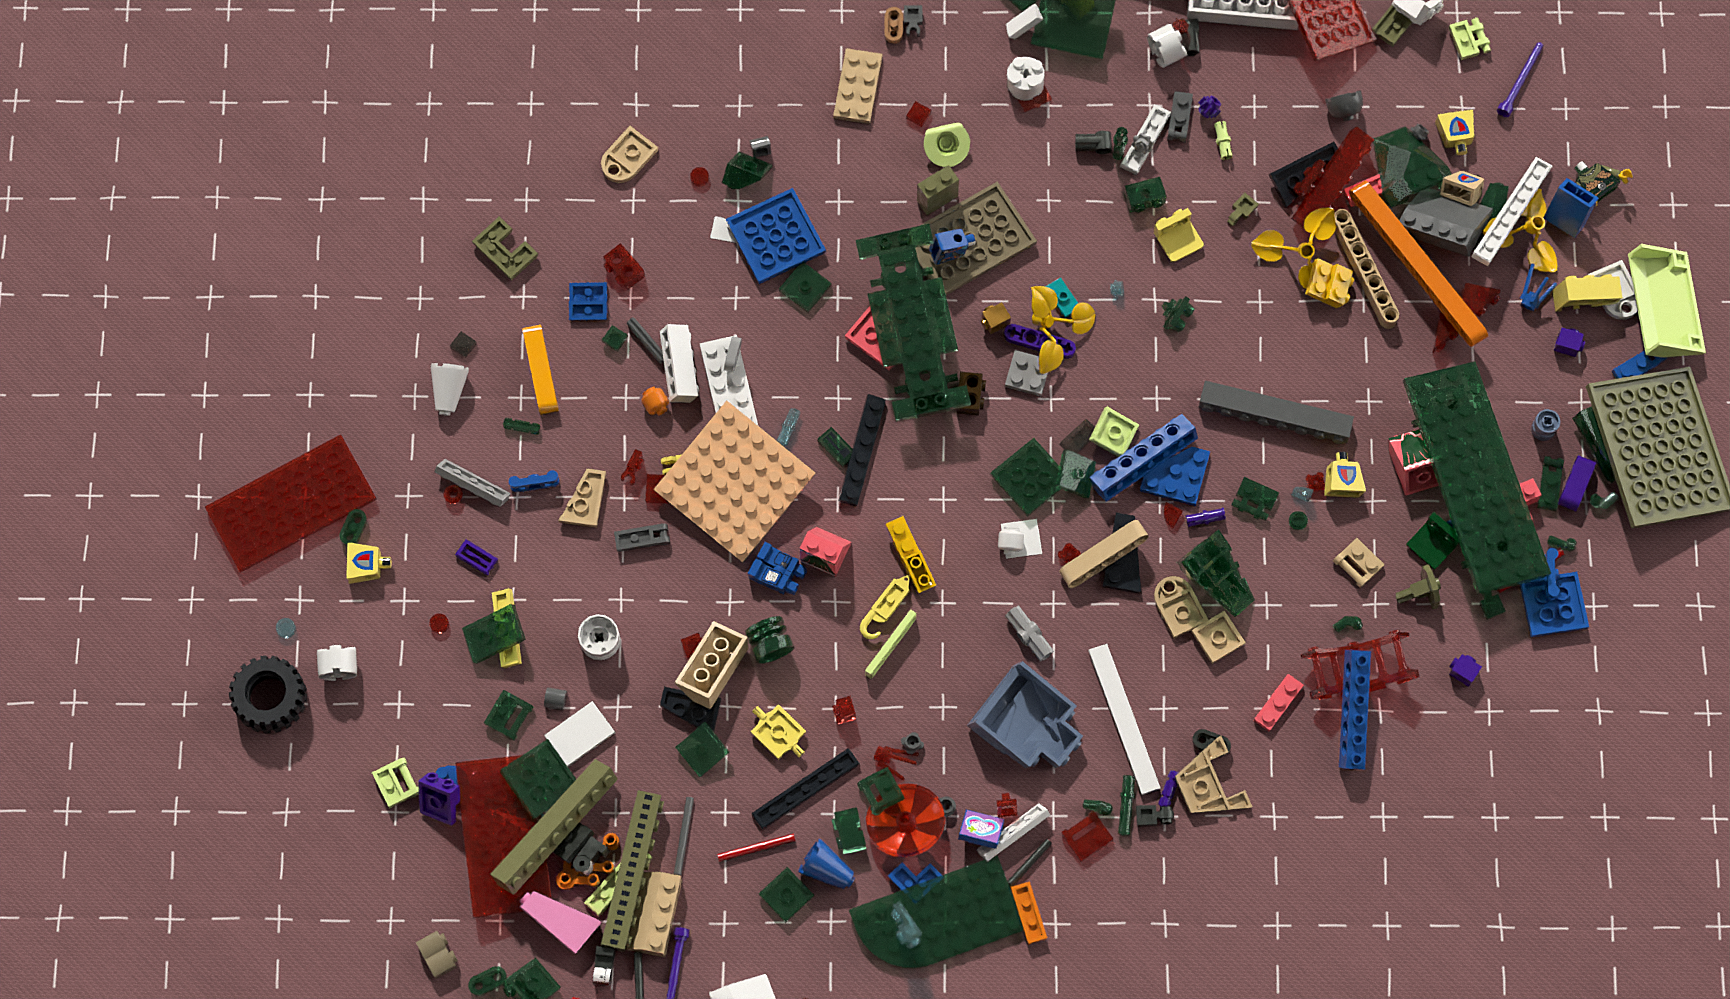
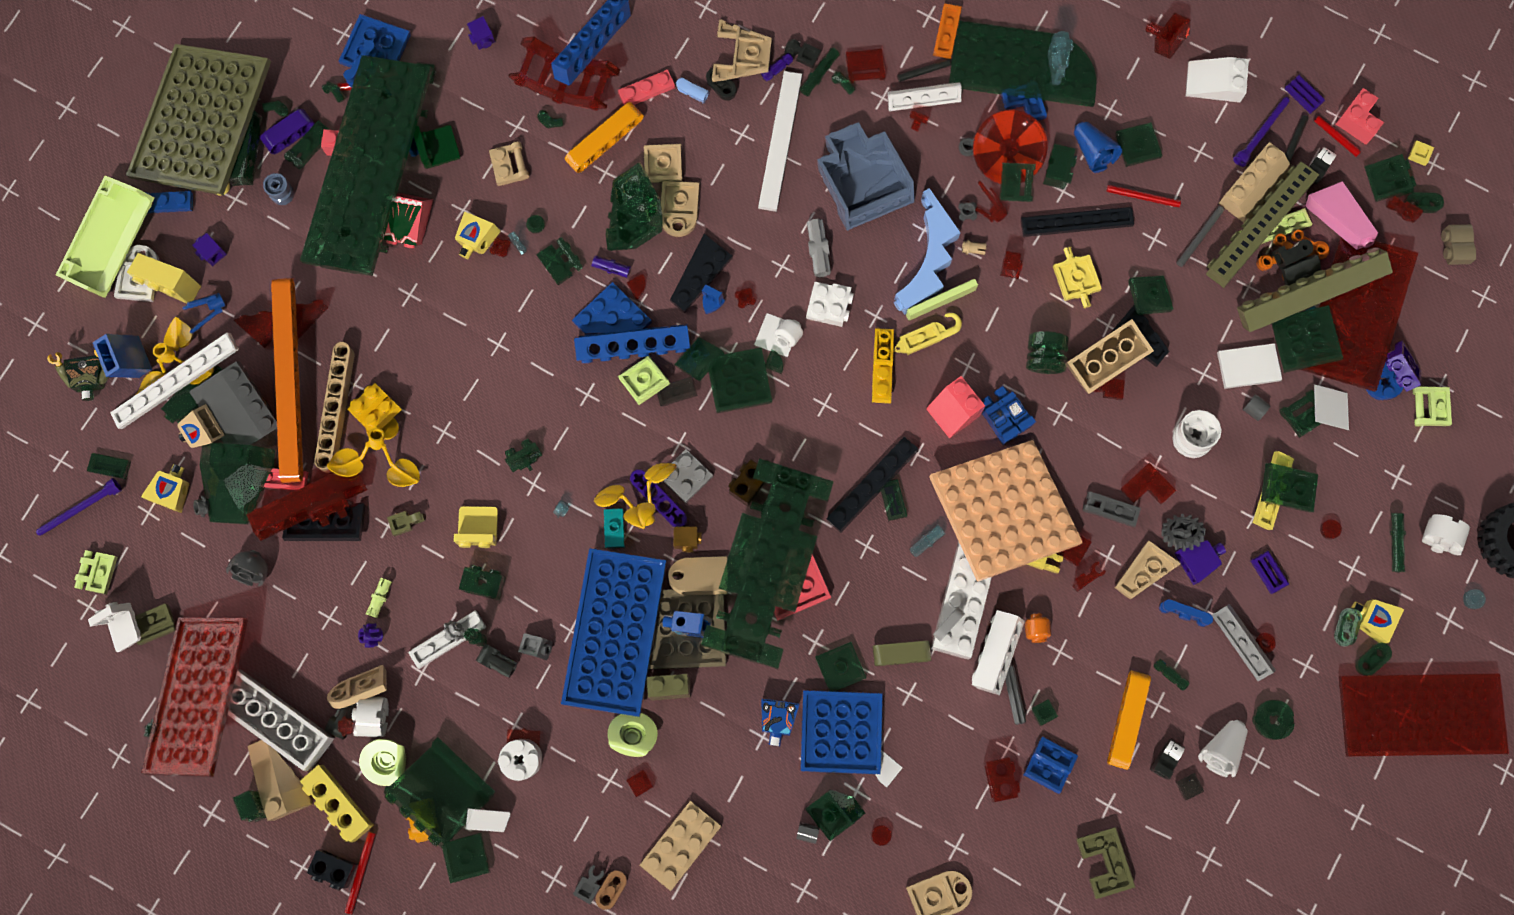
camera: 150 degrees left, 5 degrees up
(378, 648) = (1398, 538): none -> clear green pin
(388, 541) = (1346, 625): none -> clear green plate
(420, 443) = (1262, 720): none -> clear green plate
(488, 731) = (1331, 407): none -> white sticker
(492, 353) = (1167, 759): none -> pearl dark grey leg
(504, 962) = (1406, 210): none -> clear red plate
(543, 533) = (1201, 560): none -> dark purple torso
(561, 547) = (1183, 532): none -> dark grey gear
(621, 579) = (1148, 480): none -> clear red plate
(760, 322) = (901, 653): none -> olive beam
(834, 218) = (778, 719): none -> torso
(888, 710) = (973, 247): none -> tan pin
(925, 706) = (940, 233): none -> light blue arch
(966, 296) = (700, 575): none -> tan tile
(981, 829) = (950, 109): tile -> none
(990, 588) = (829, 303): none -> white plate
(1008, 511) = (774, 362): none -> clear green tile
(1010, 211) = (614, 632): none -> blue plate
(1068, 170) = (535, 646): none -> dark grey bracket
(1096, 534) = (712, 299): none -> blue tile
(1103, 554) = (717, 275): tan beam -> none
(1134, 20) = (383, 761): none -> yellowish green hat
(1180, 116) = (402, 644): dark grey plate -> none
(1190, 61) = (358, 688): none -> tan tile
(1242, 722) = (692, 90): none -> light blue bar
(1276, 412) = (498, 326): dark grey brick -> none
(1287, 632) = (604, 137): none -> light orange beam
(1428, 586) = (467, 109): olive piece -> none
(1522, 124) = (108, 466): none -> clear green tile

